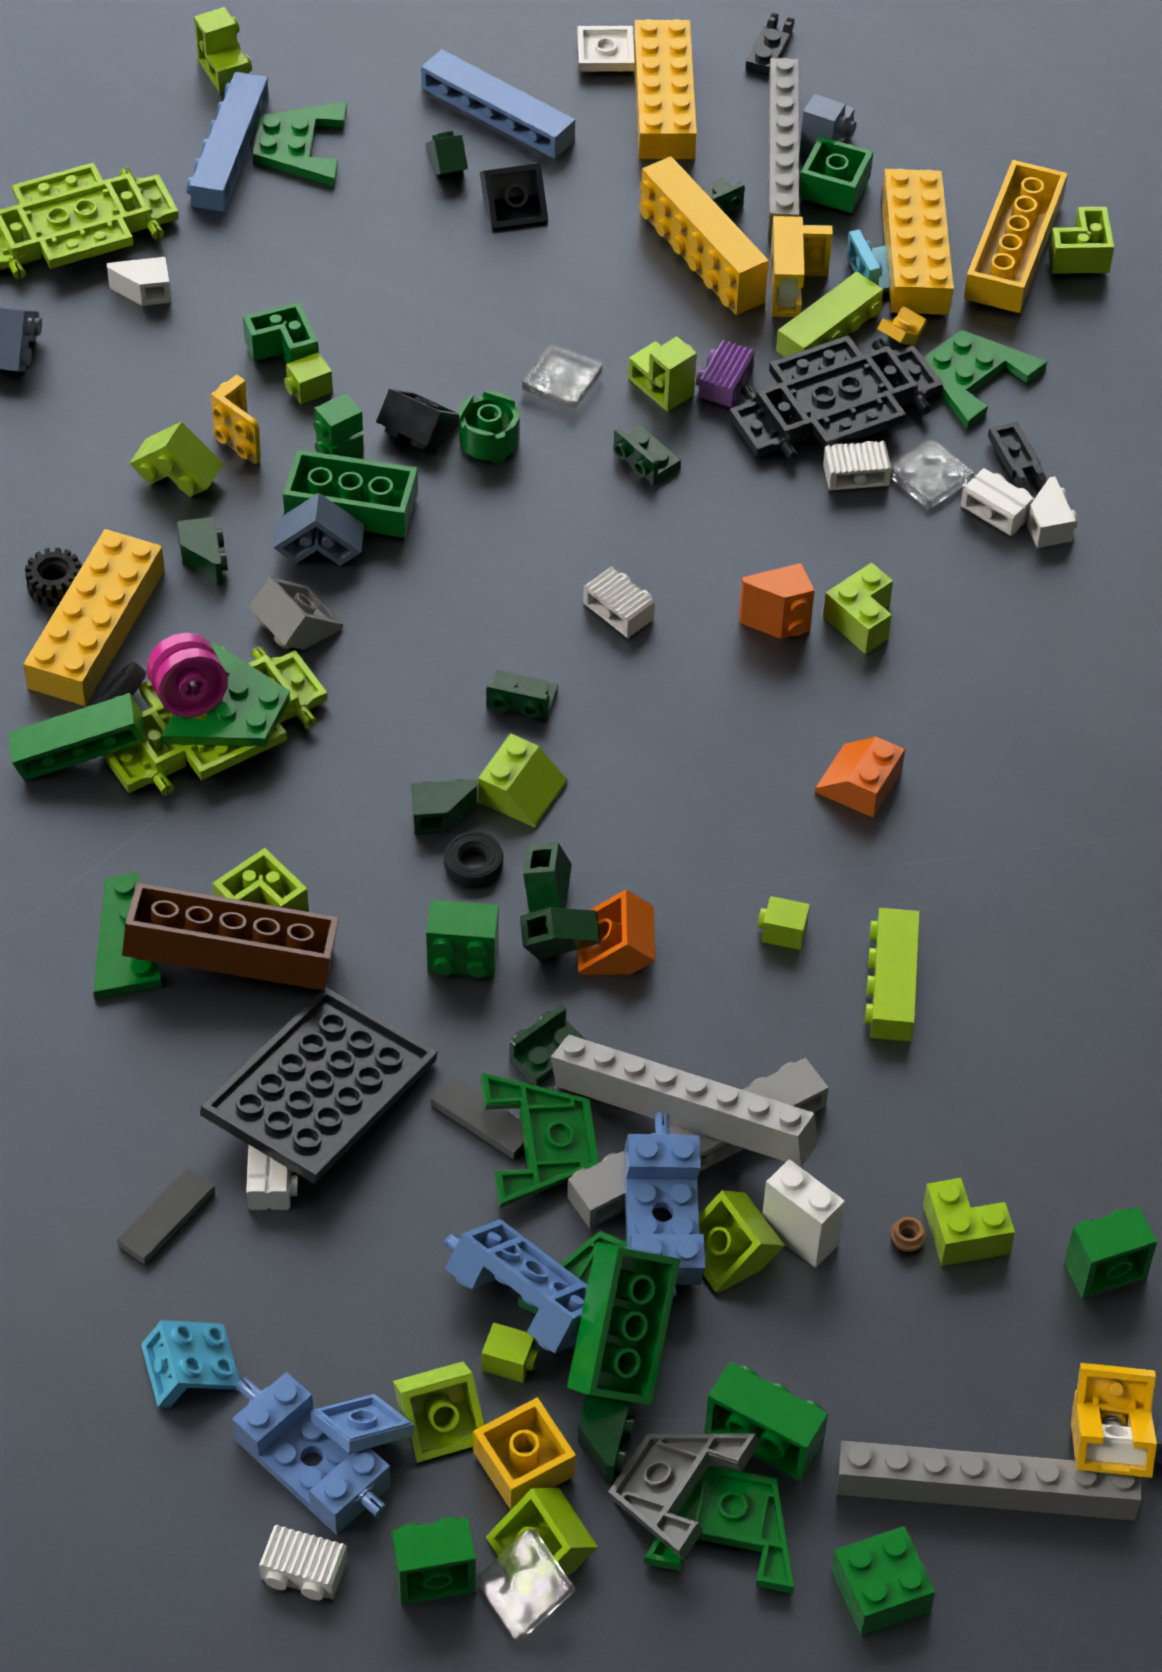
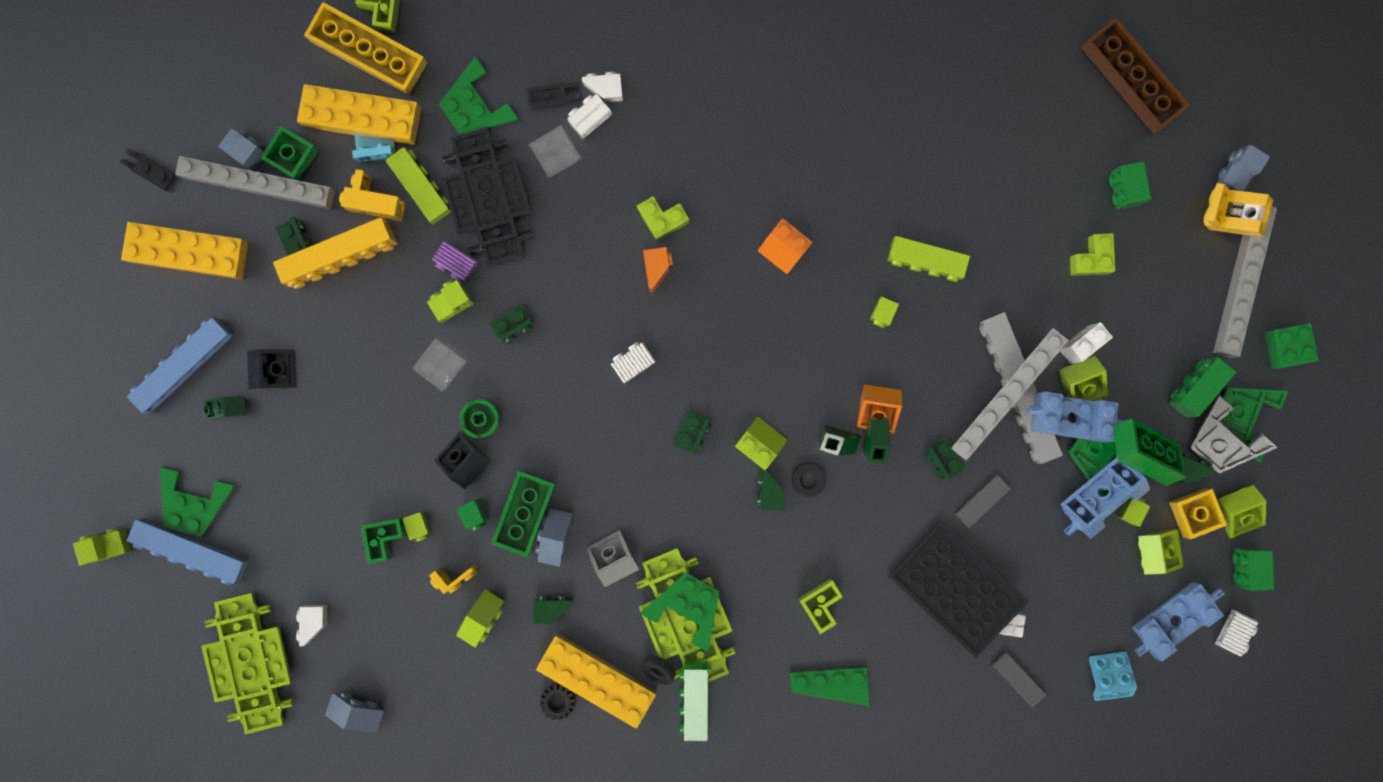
camera: 80 degrees left, 35 degrees up
(187, 675) = (677, 634): dark pink wheel -> none
(230, 936) = (857, 627): reddish brown brick -> none
(362, 1423) = (1170, 594): medium blue tile -> none
(462, 938) = (875, 496): green brick -> none
(525, 1584) = (1268, 524): clear plate -> none
(554, 1132) = (1008, 465): green wing -> none
(605, 48) = (135, 283): white plate -> none
(857, 465) = (545, 195): white brick -> none
(905, 327) = (433, 141): yellow bracket -> none
(910, 1226) = (1097, 288): medium nougat plate -> none

